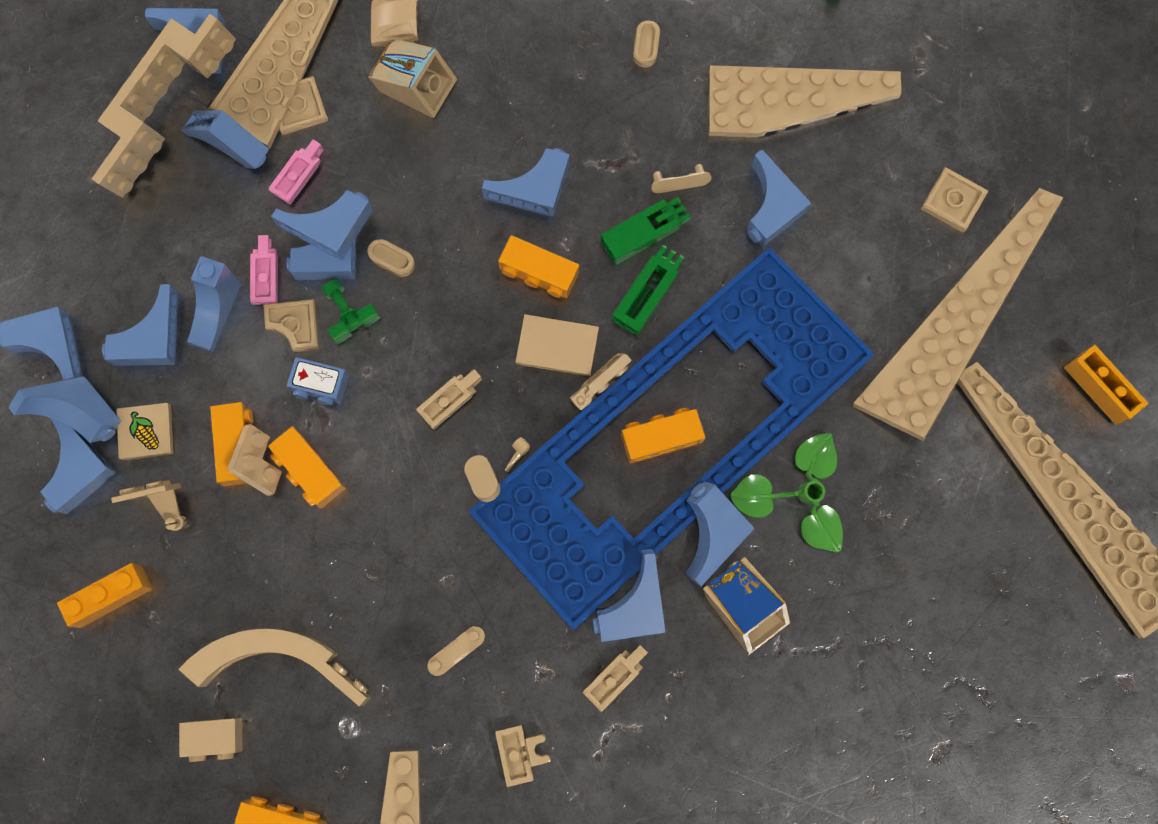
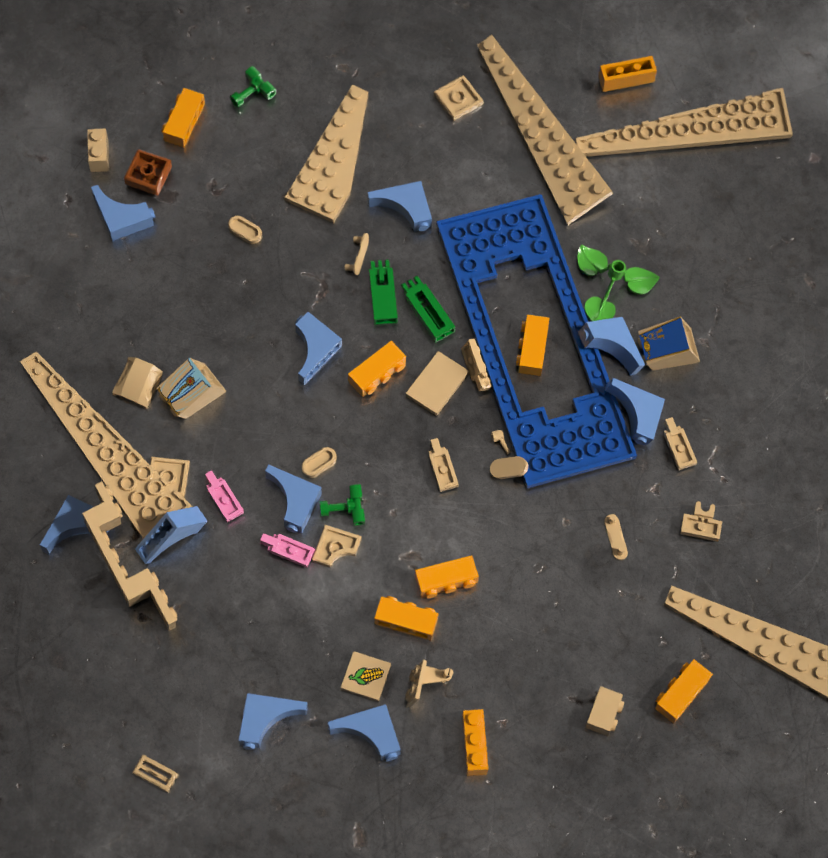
camera: 65 degrees left, 10 degrees down
(71, 403) = (332, 707): medium blue arch -> none
(151, 339) = (302, 644): medium blue arch -> none
(215, 296) = (291, 584): medium blue arch -> none
(220, 654) = (550, 680): tan arch -> none
(248, 461) = (429, 607): tan plate -> none
(317, 381) = (388, 544): brick -> none
(330, 228) = (287, 485): medium blue arch -> none
(354, 730) = (634, 626): clear hinge -> none

